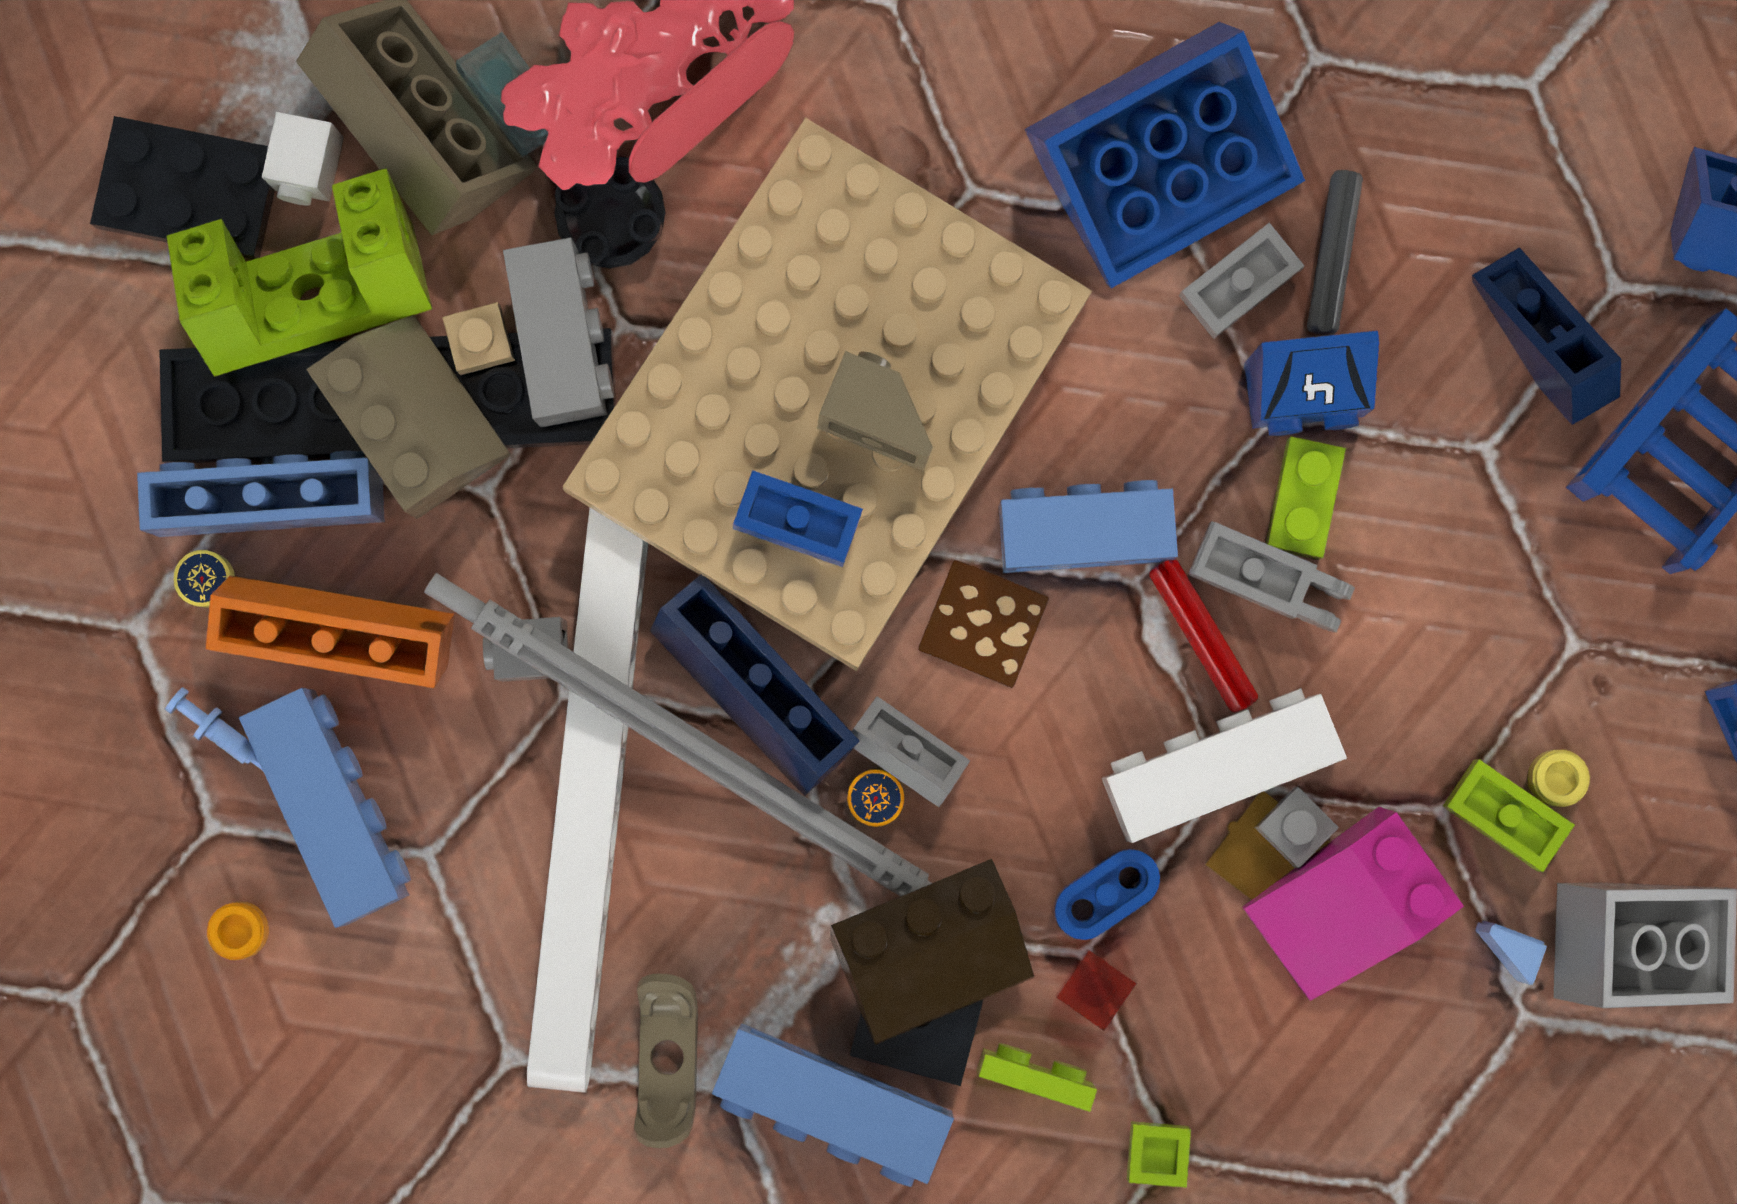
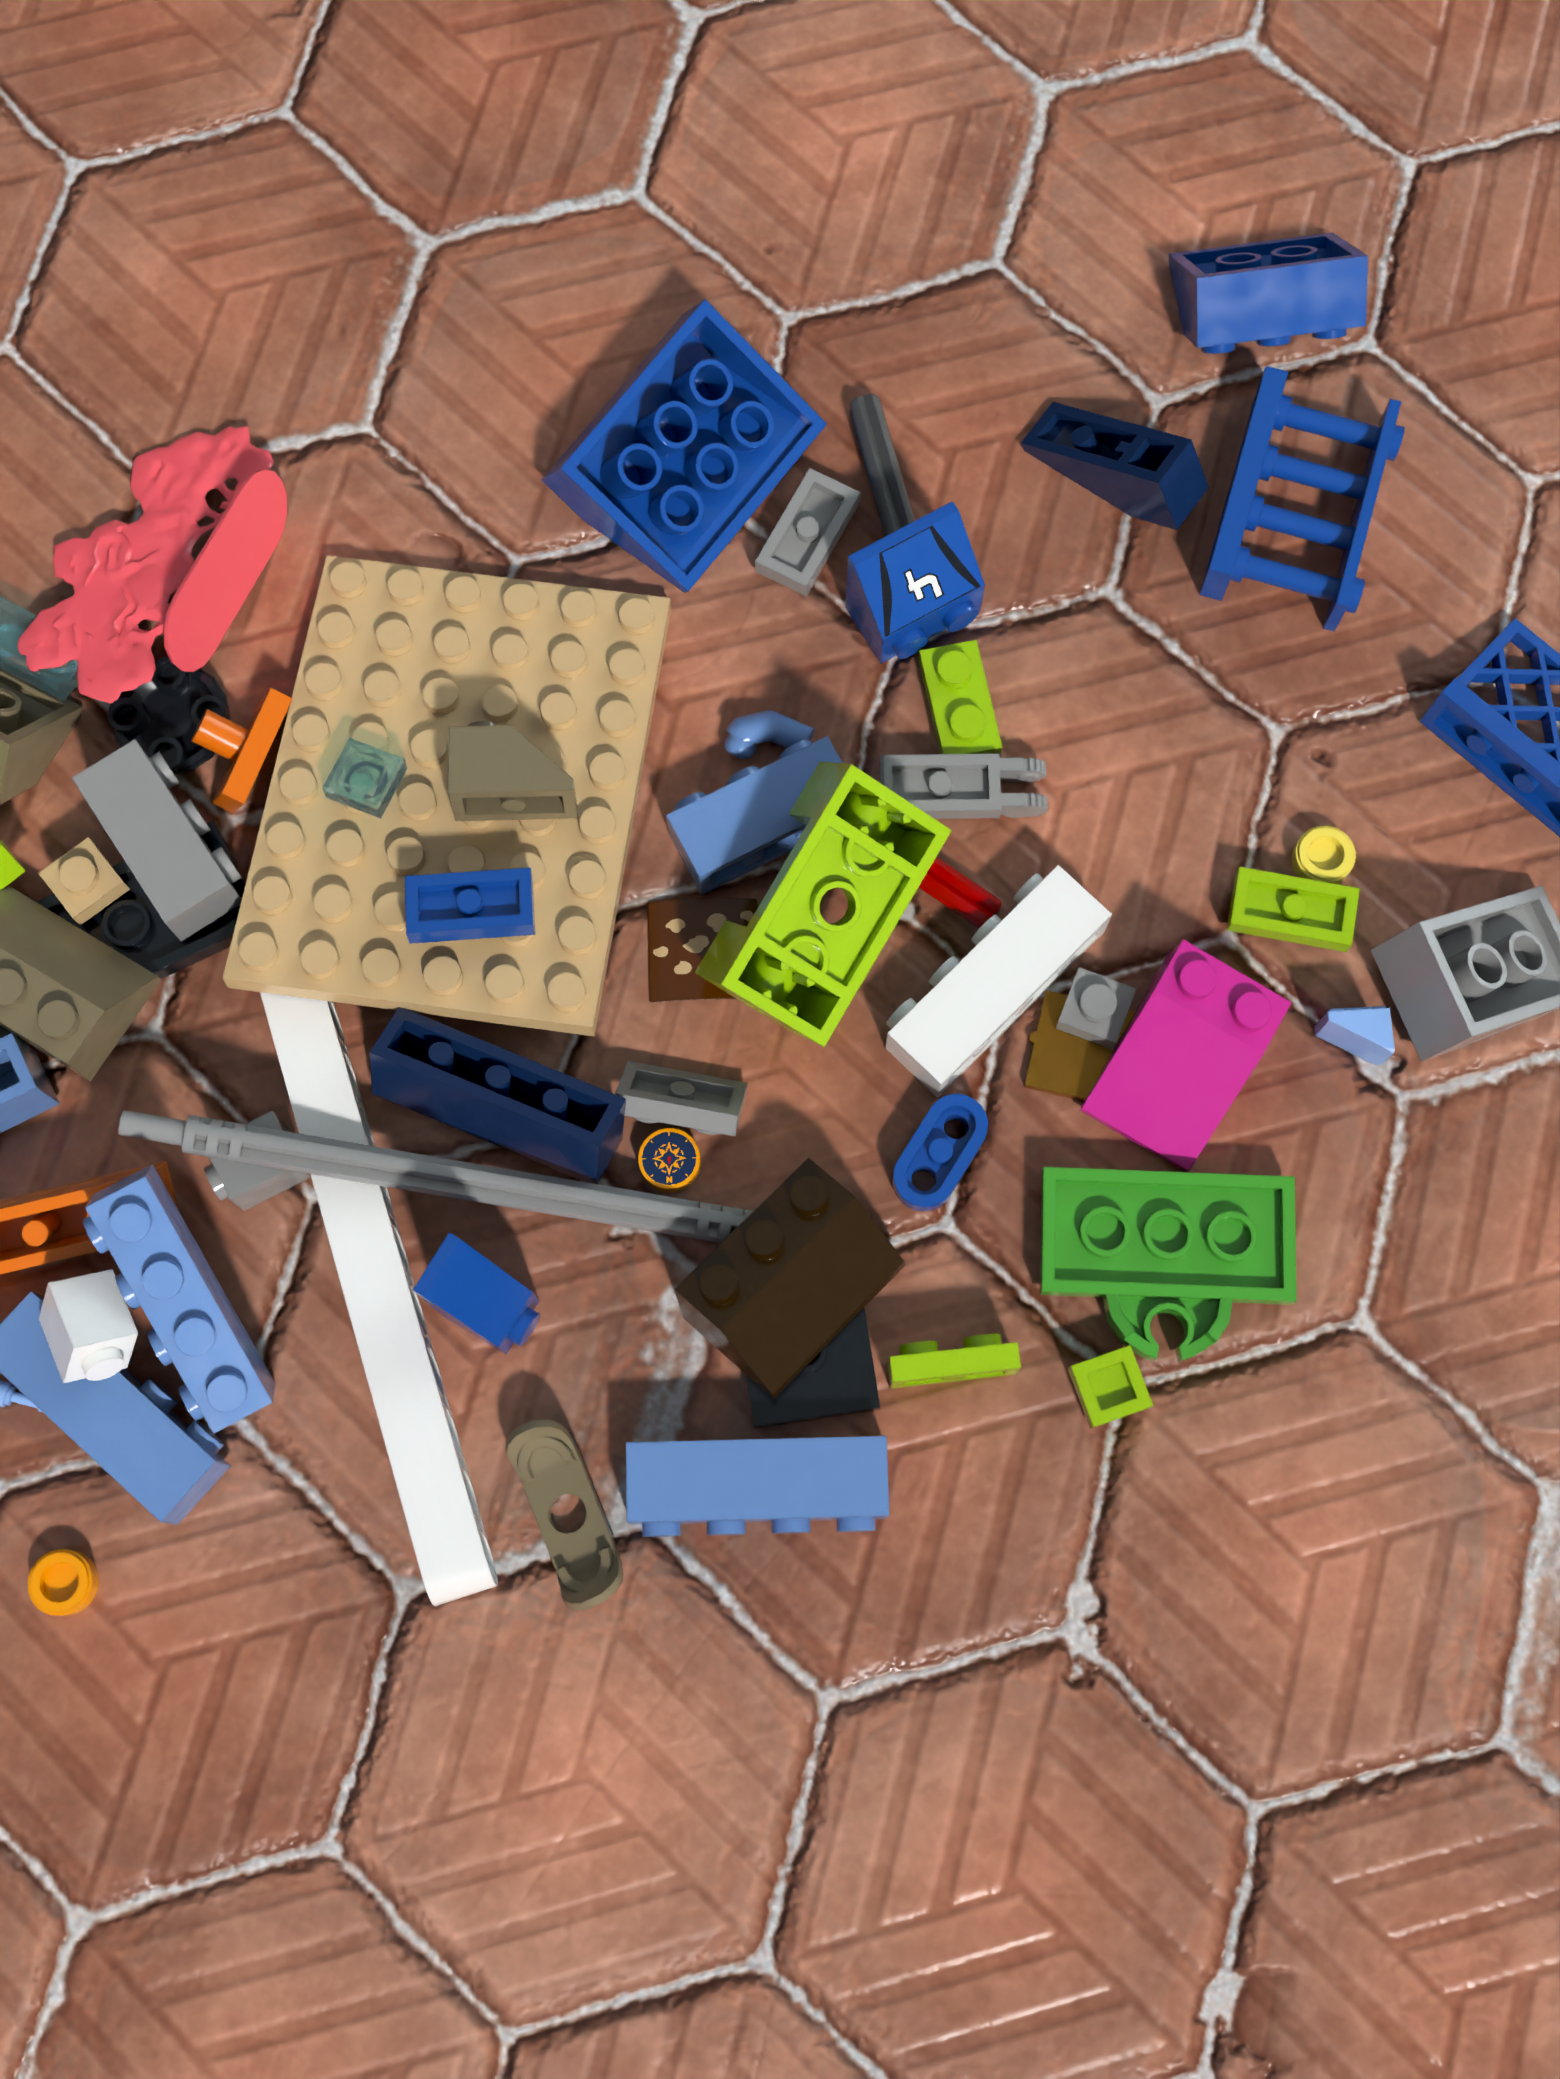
camera: 25 degrees left, 10 degrees down
(337, 745) = (88, 1326): none -> white brick
(421, 749) = (181, 1299): none -> medium blue brick
(663, 271) = (242, 746): none -> orange tile
(668, 858) = (478, 1295): none -> blue slope
(754, 356) = (365, 778): none -> clear light blue tile
(1095, 989) = (972, 1250): clear red plate -> none
(1124, 447) = (763, 727): none -> medium blue arm
(1152, 614) = (788, 956): none -> lime plate
(1261, 1059) = (1167, 1247): none -> bright green plate

